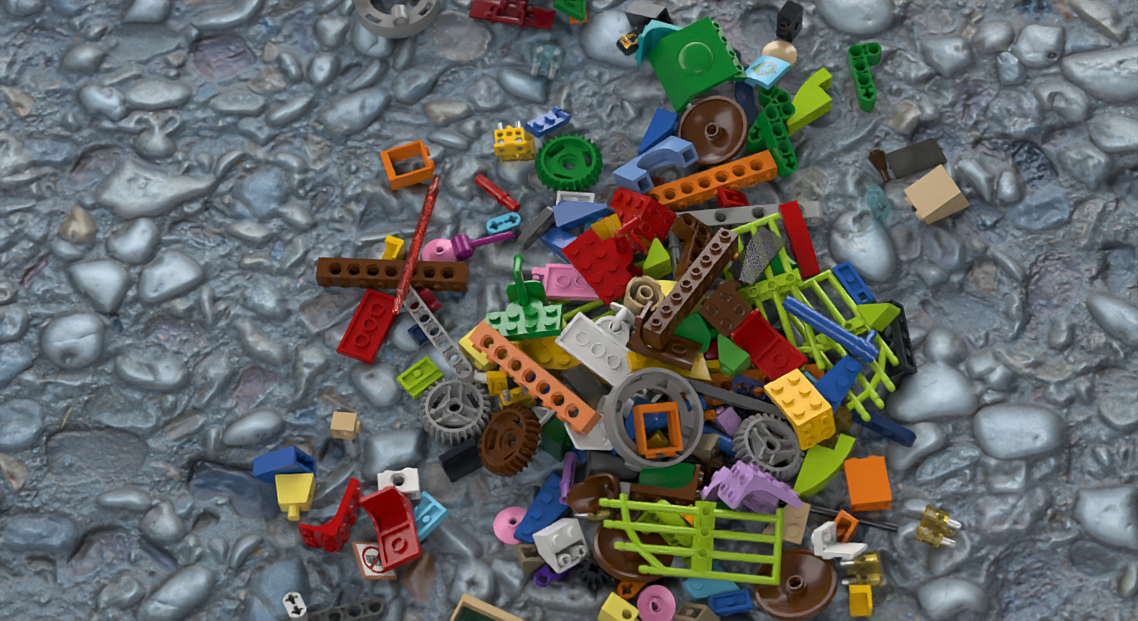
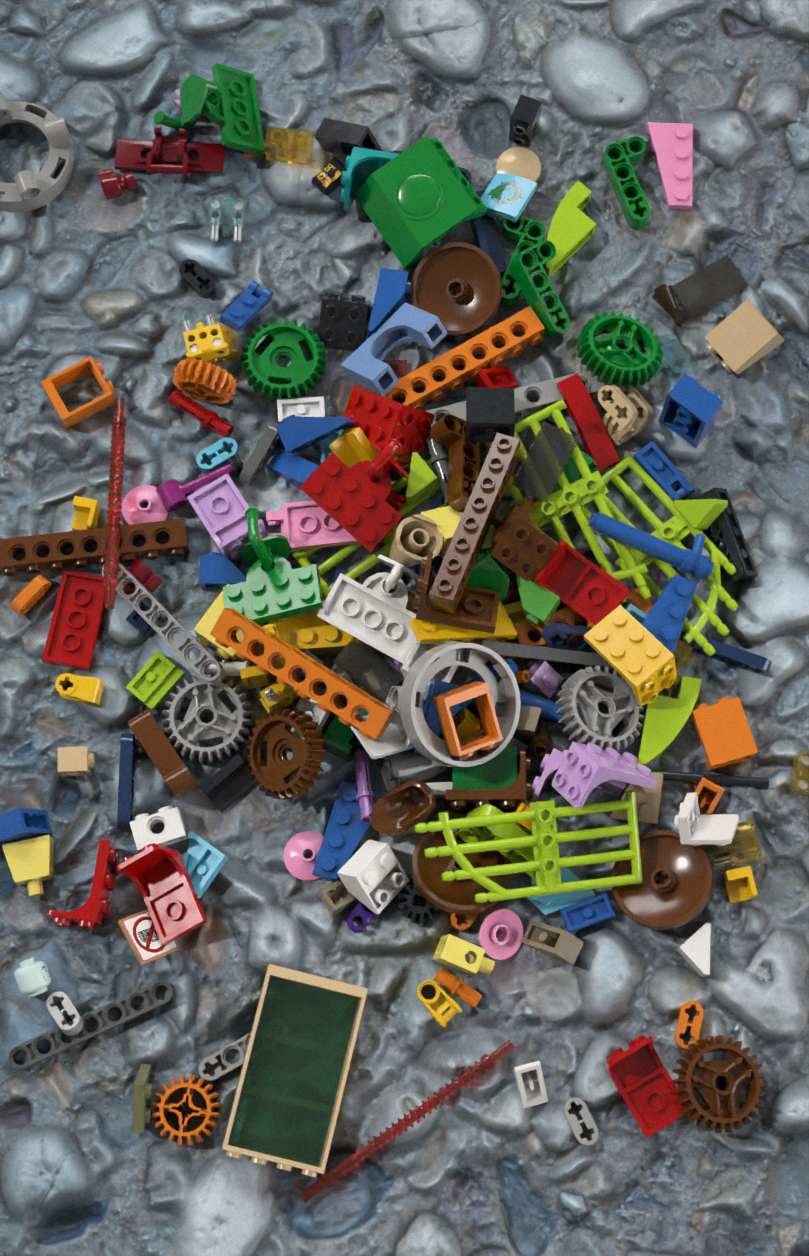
camera: 15 degrees left, 15 degrees up
(276, 577) = (32, 977): none -> light aqua head
(338, 302) = (30, 595): none -> orange beam
(361, 374) = (84, 690): none -> yellow piece
(382, 445) = (126, 781): none -> dark blue beam
(414, 431) = (162, 754): none -> reddish brown beam
(466, 28) = (114, 186): none -> dark red piece
(484, 303) = (218, 571): none -> blue slope
(497, 266) = (223, 515): none -> lavender bracket
(504, 168) = (204, 381): none -> orange gear
(518, 98) = (193, 282): none -> black beam
(604, 17) = (289, 146): none -> clear yellow brick
(620, 142) = (343, 320): none -> black bracket
(717, 214) = (489, 413): none -> black panel
(818, 192) = (612, 363): none -> green gear
(828, 246) = (626, 423): none -> tan piece
(881, 239) = (690, 410): none -> blue brick
(904, 62) = (673, 153): none -> bright pink wing

